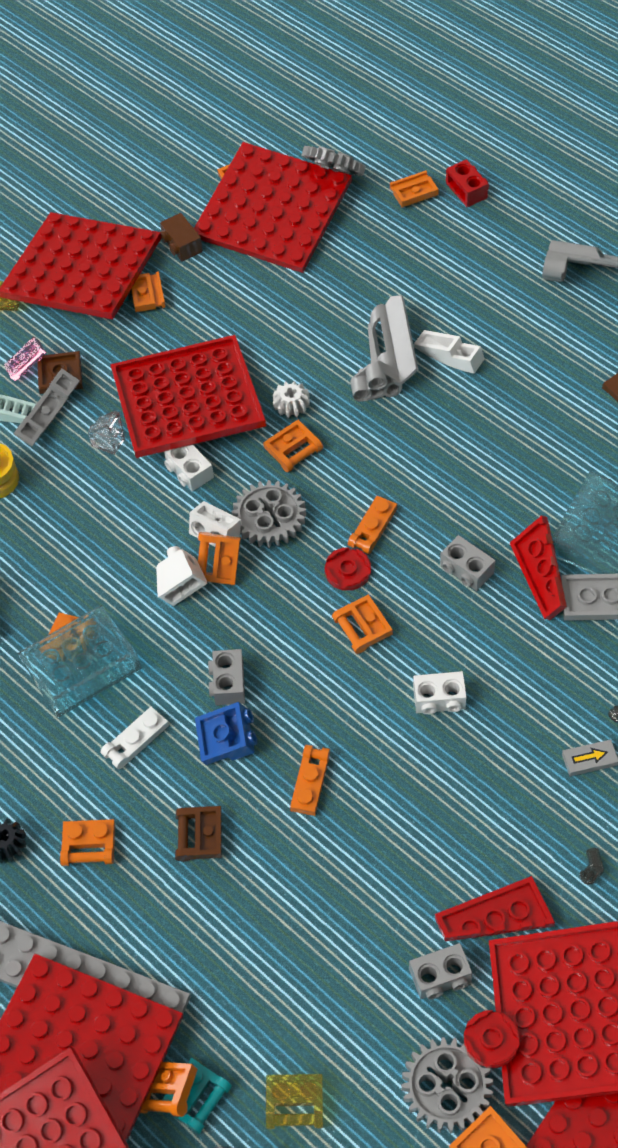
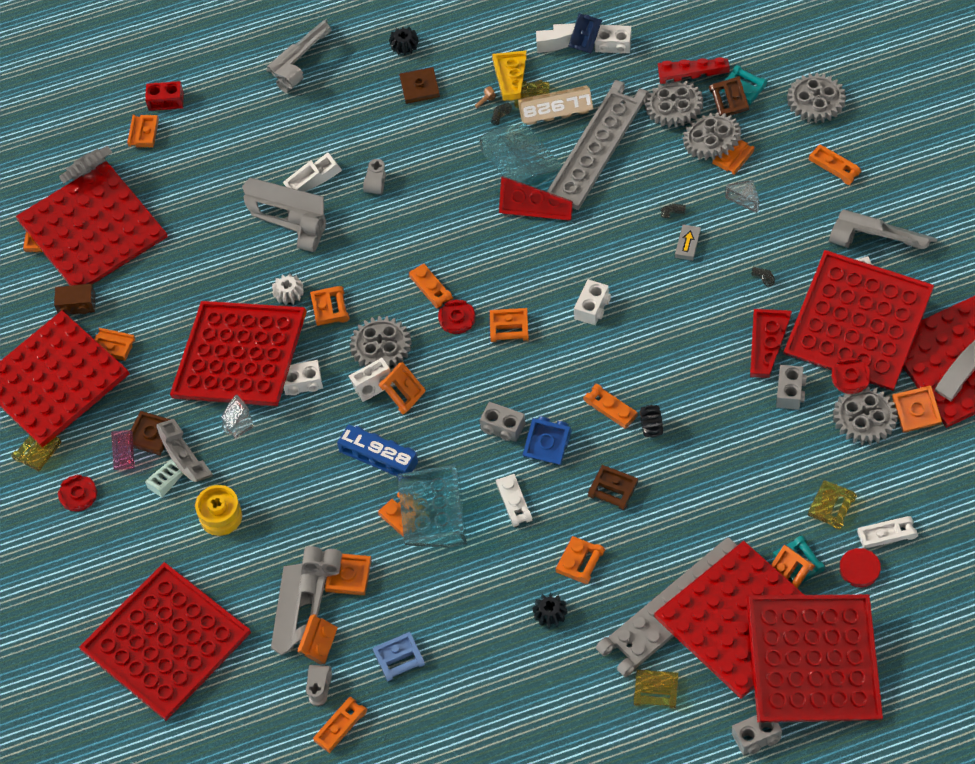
camera: 60 degrees left, 0 degrees up
(130, 577) = (377, 451): none -> blue brick
(178, 576) = (400, 417): white torso -> none
(303, 831) = (651, 421): none -> black gear
(470, 559) = (501, 242): light grey brick -> none
(478, 406) = (375, 177): none -> light grey piece

